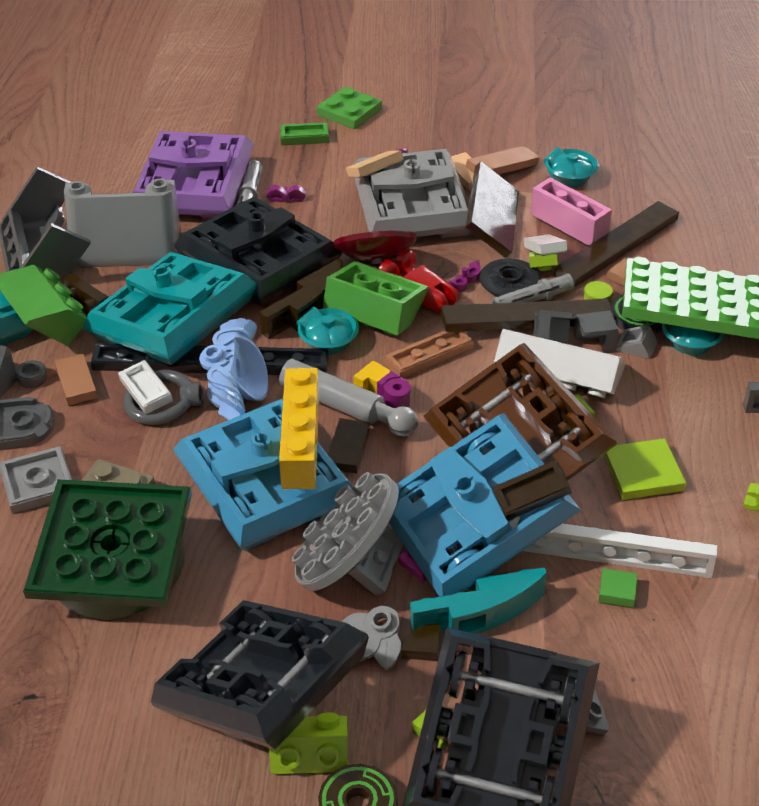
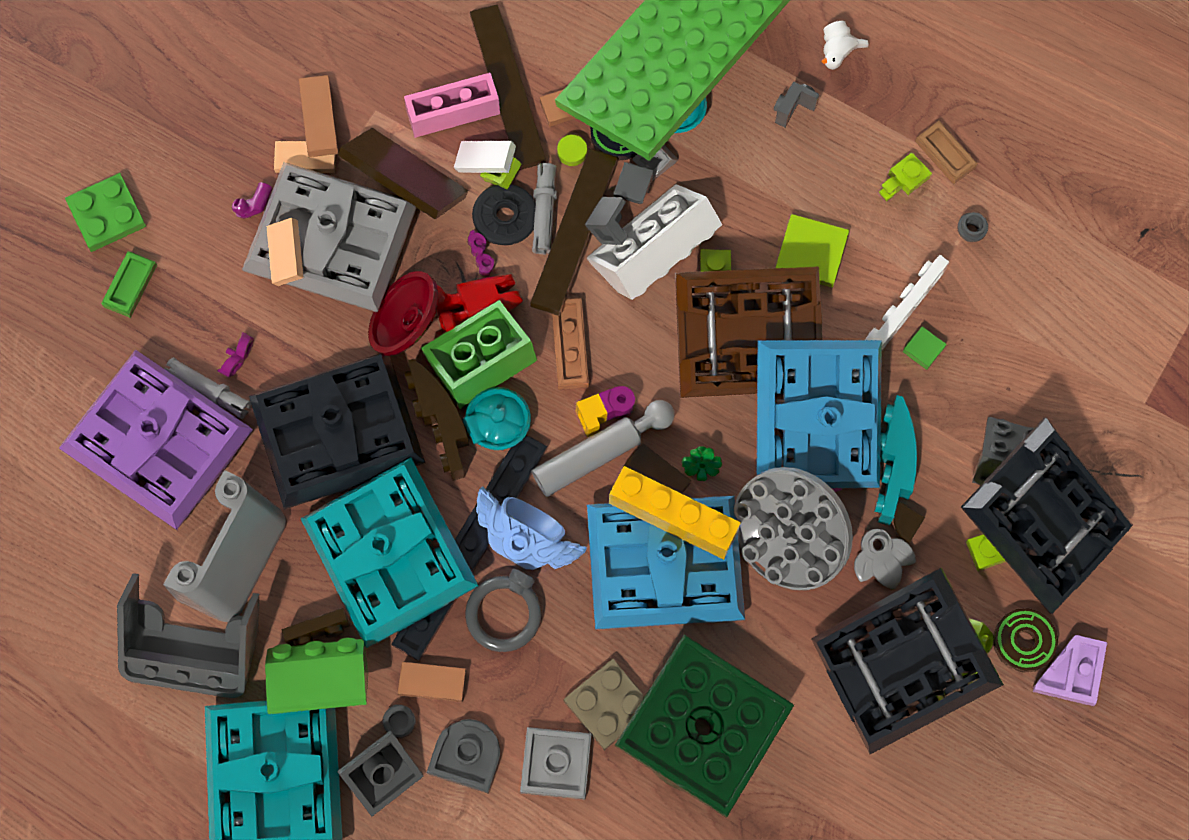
camera: 65 degrees left, 30 degrees up
(145, 387) = (493, 621): white tile -> none
(378, 461) = (702, 463): none -> green plant
(532, 490) = (856, 367): dark brown tile -> none
(571, 166) = (366, 54): teal piece -> none

